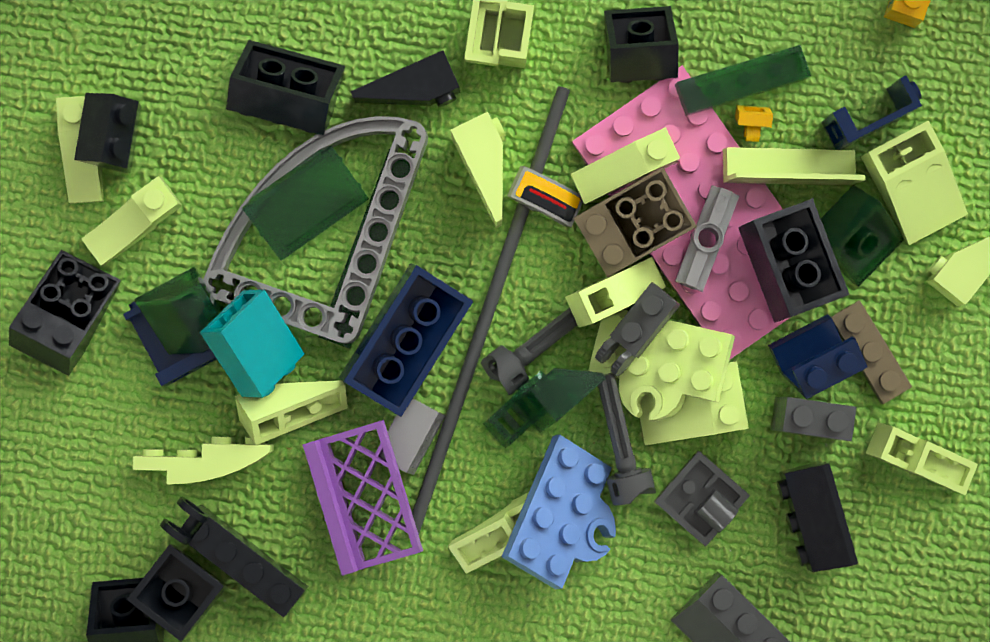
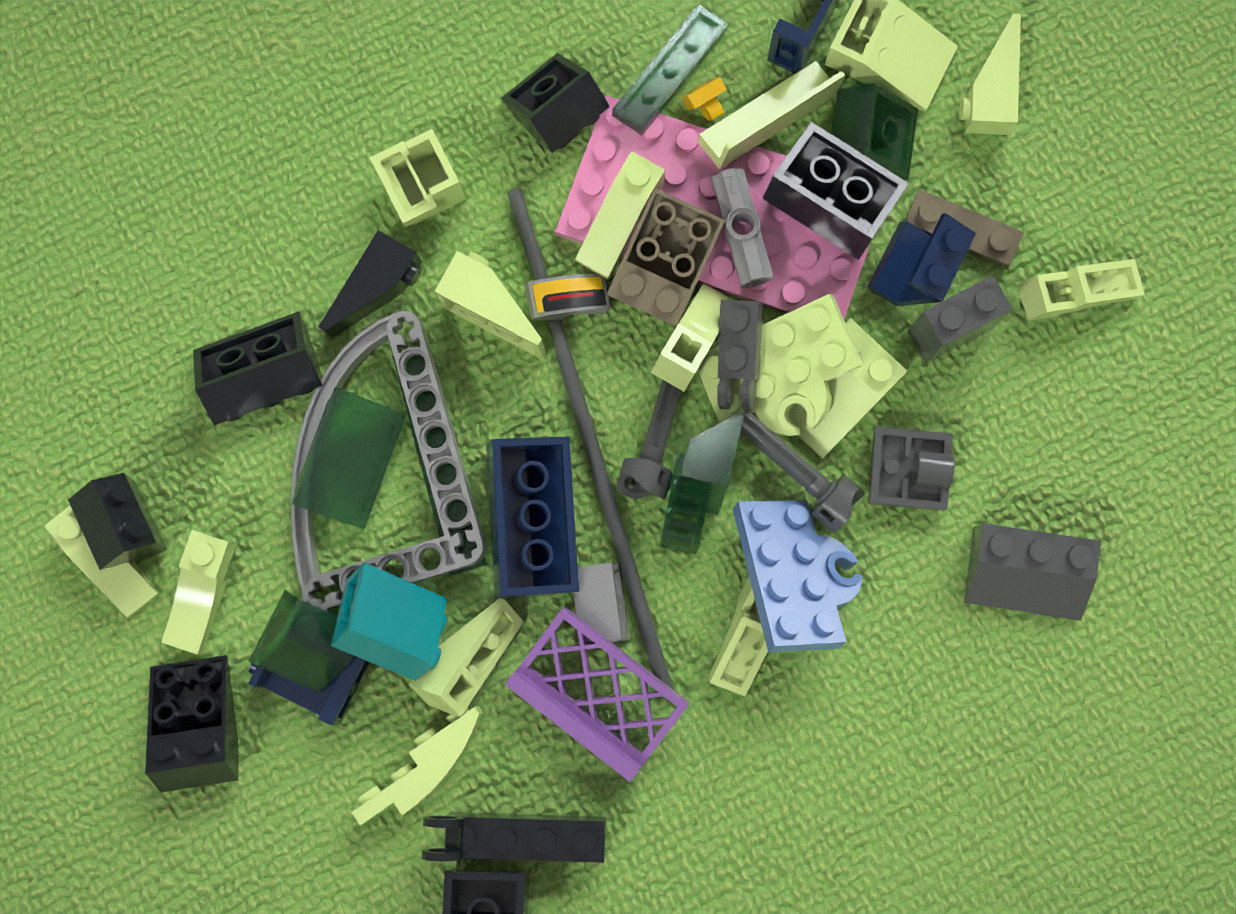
camera: 25 degrees left, 5 degrees down
(817, 517) = (1030, 407): black slope -> none

